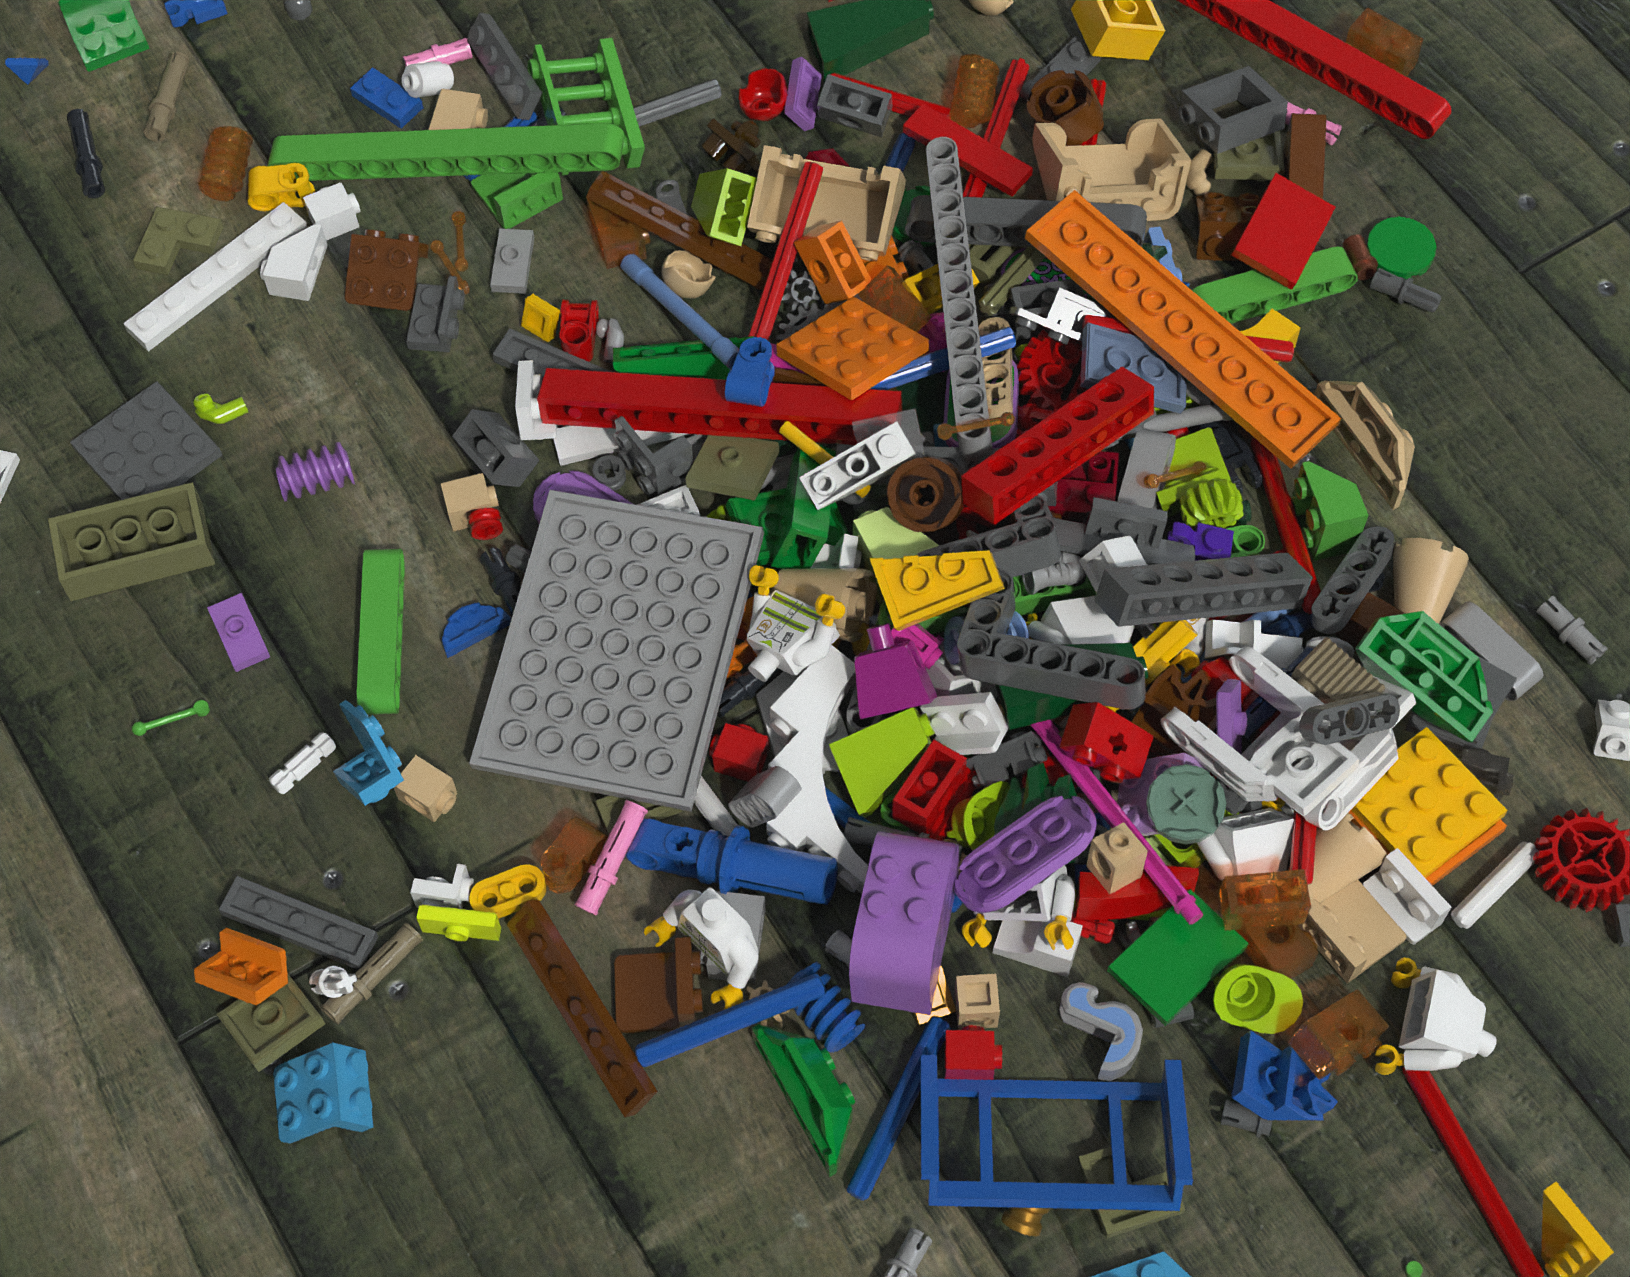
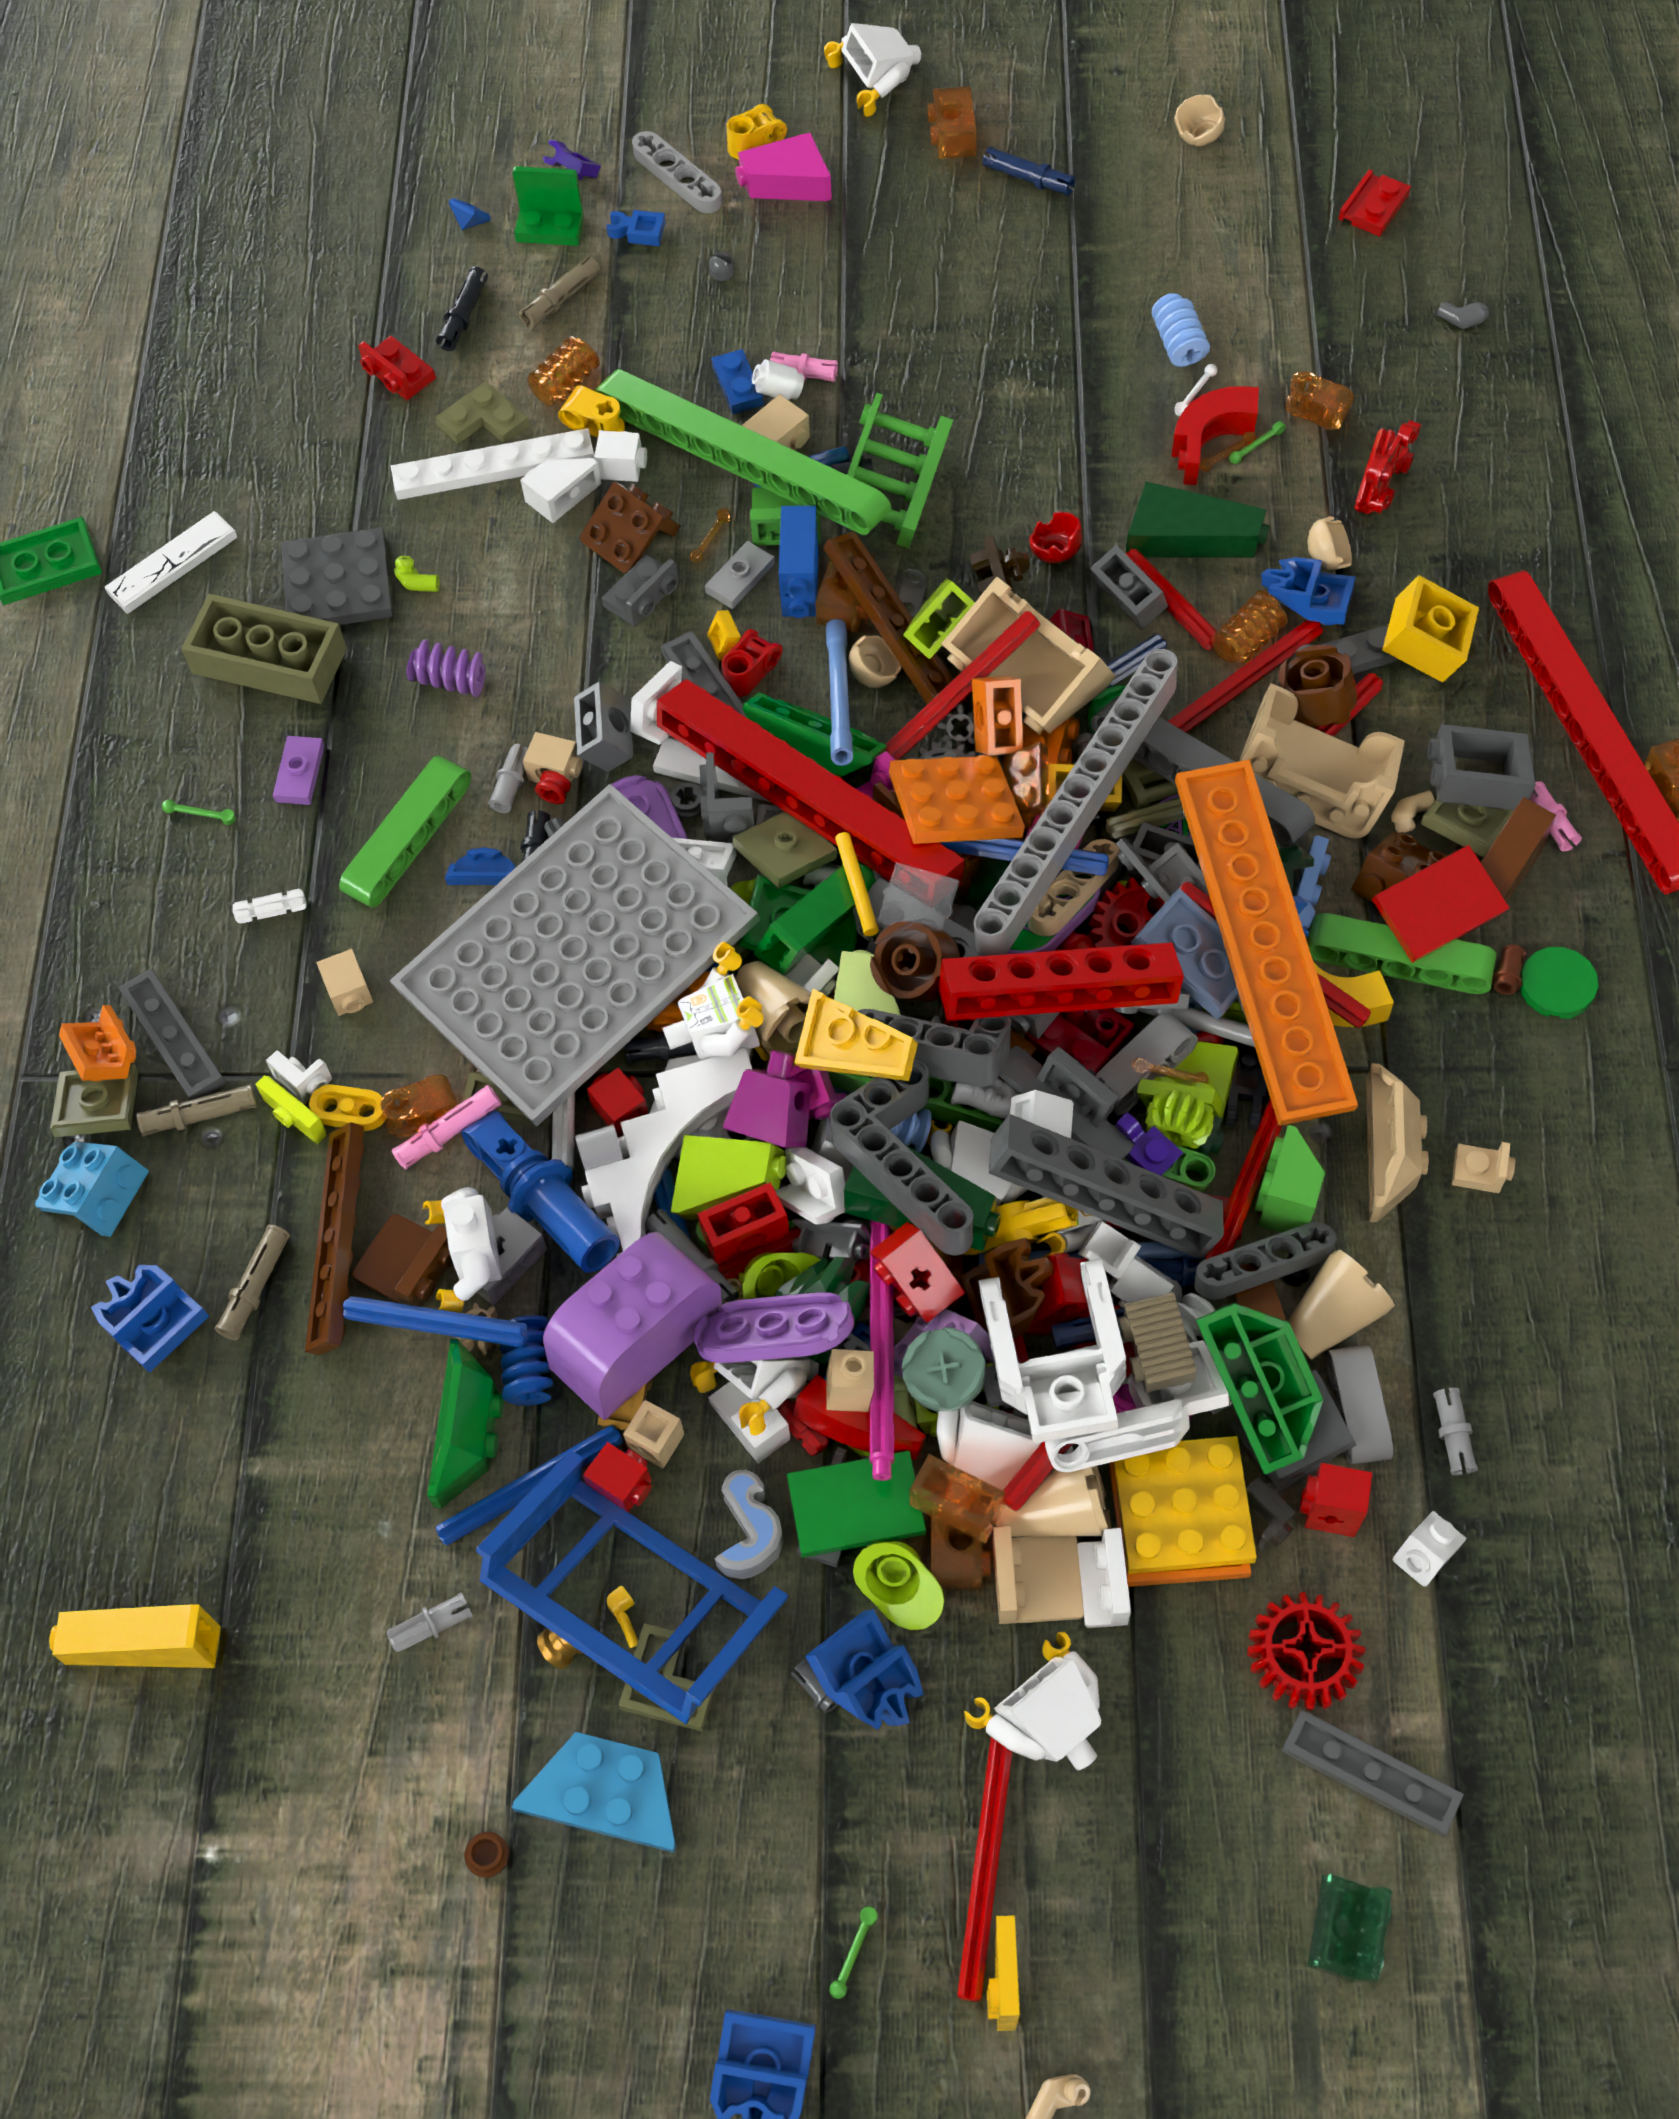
camera: 35 degrees right, 0 degrees up
(61, 234) = (396, 367): none -> red bracket
(332, 981) = (156, 1097): white axle -> none
(375, 769) = (310, 944): dark azure bracket -> none
(437, 247) = (687, 531): clear orange hinge -> none
(439, 537) = (508, 780): none -> light grey axle
(464, 1170) = (148, 1315): none -> blue plate
(504, 66) = (847, 400): dark grey plate -> none
(541, 1130) = (246, 1294): none -> dark tan pin
(564, 221) = (798, 561): none -> blue window
(614, 334) = (777, 679): light grey arm -> none
(677, 102) = (976, 506): dark grey axle -> none
(751, 373) = (842, 773): blue piece -> none
(803, 93) = (1090, 551): medium lavender plate -> none
(858, 466) = (871, 903): white slope -> none
(945, 430) = (963, 913): clear orange hinge -> none
(974, 152) = (1203, 679): red tile -> none
(1003, 37) = (1310, 592): none -> blue plate
(1042, 1157) = (618, 1602): none -> yellow hand
(1230, 719) = (1041, 1319): medium lavender plate -> none
(1336, 713) = (1148, 1391): dark grey beam -> none
(1338, 1035) = (969, 1652): clear orange brick -> none
(1405, 290) = (1530, 1024): dark grey axle -> none
(1448, 419) = (1482, 1167): none -> tan bracket
(1494, 885) = (1201, 1621): white axle -> none
(1533, 730) = (1336, 1499): none -> red brick

